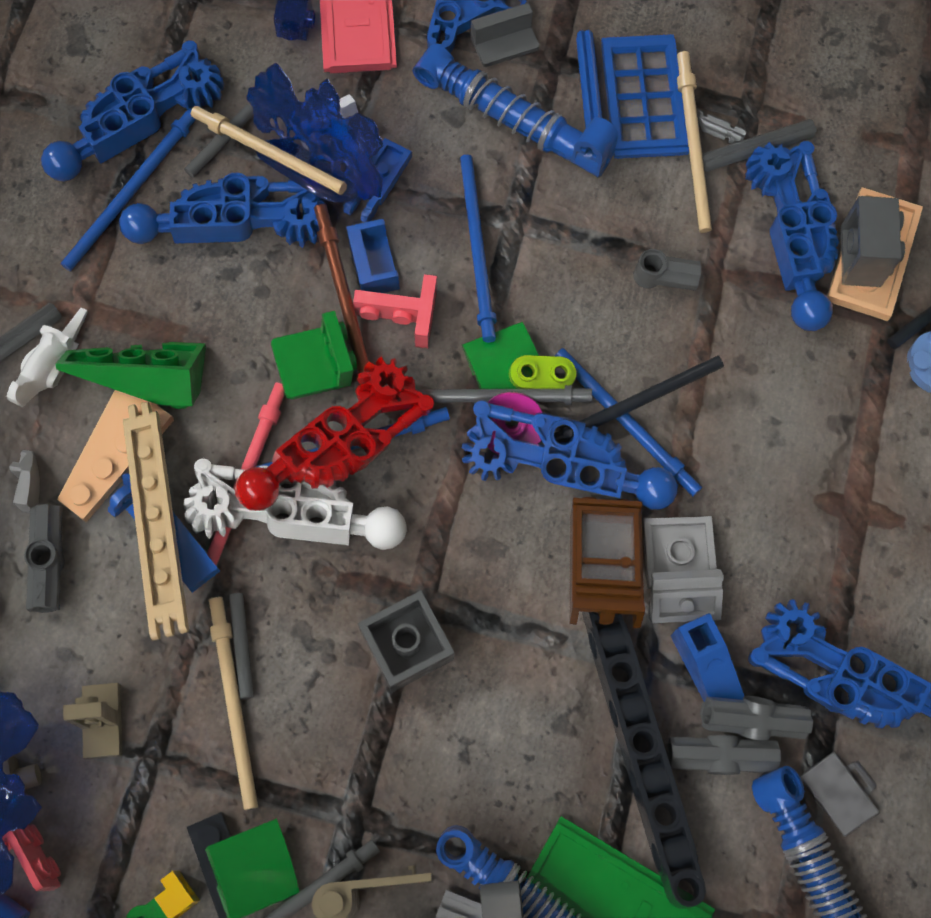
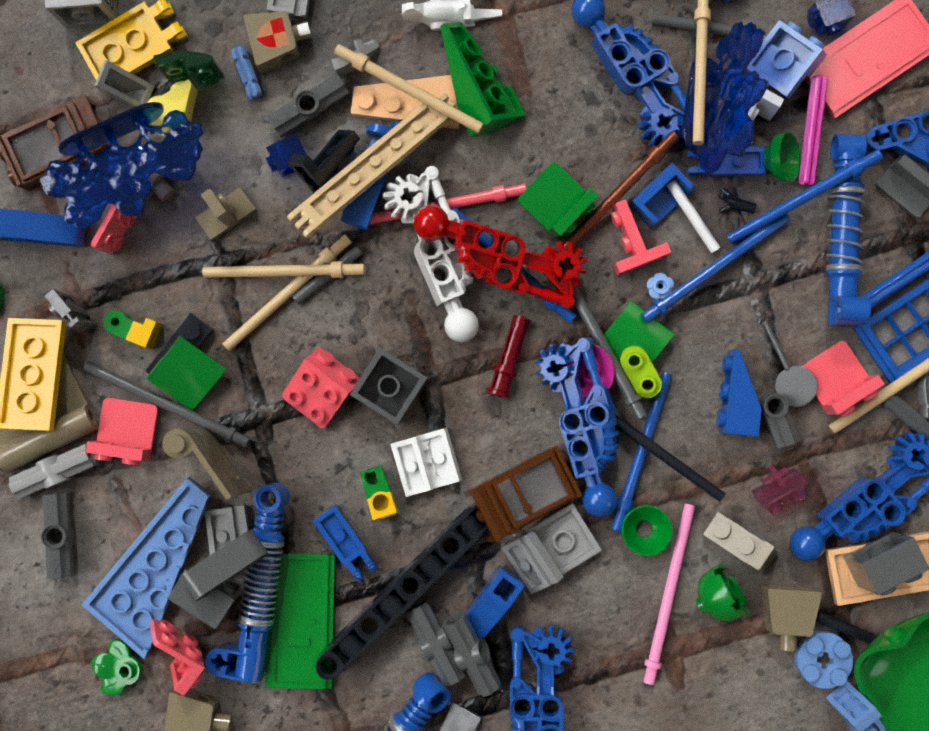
camera: 65 degrees right, 15 degrees up
(39, 470) = (362, 63): none -> tan bar
(83, 612) = (281, 152): none -> clear blue brick
(121, 585) = (317, 171): none -> black bracket
(241, 627) = (336, 269): none -> tan bar
(312, 63) = (787, 57): none -> medium blue plate
(362, 723) = (320, 387): none -> coral bracket
(396, 88) = (813, 130): none -> dark pink axle
(405, 128) = (783, 157): none -> green piece
(412, 240) = (693, 216): none -> white bar
(424, 195) = (735, 203): none -> black bar
(458, 68) = (852, 169): none -> blue bar
(460, 317) = (652, 286): none -> light blue plate
(460, 510) = (505, 369): none -> dark red pin
(512, 653) = (426, 462): none -> white slope
(519, 723) = (378, 493): none -> leg
(550, 795) = (344, 540): none -> blue hinge
(630, 297) = (740, 403): none -> blue slope
(635, 237) = (793, 382): none -> piece
(659, 195) = (841, 379): none -> coral bracket
(721, 446) = (656, 540): none -> green piece
(736, 307) = (779, 485): none -> clear pink hips
(778, 372) = (741, 543): none -> bracket
(823, 423) = (721, 595): none -> green cylinder
(861, 532) = (668, 597): none -> bright pink bar
(876, 366) = (790, 612): none -> dark tan torso

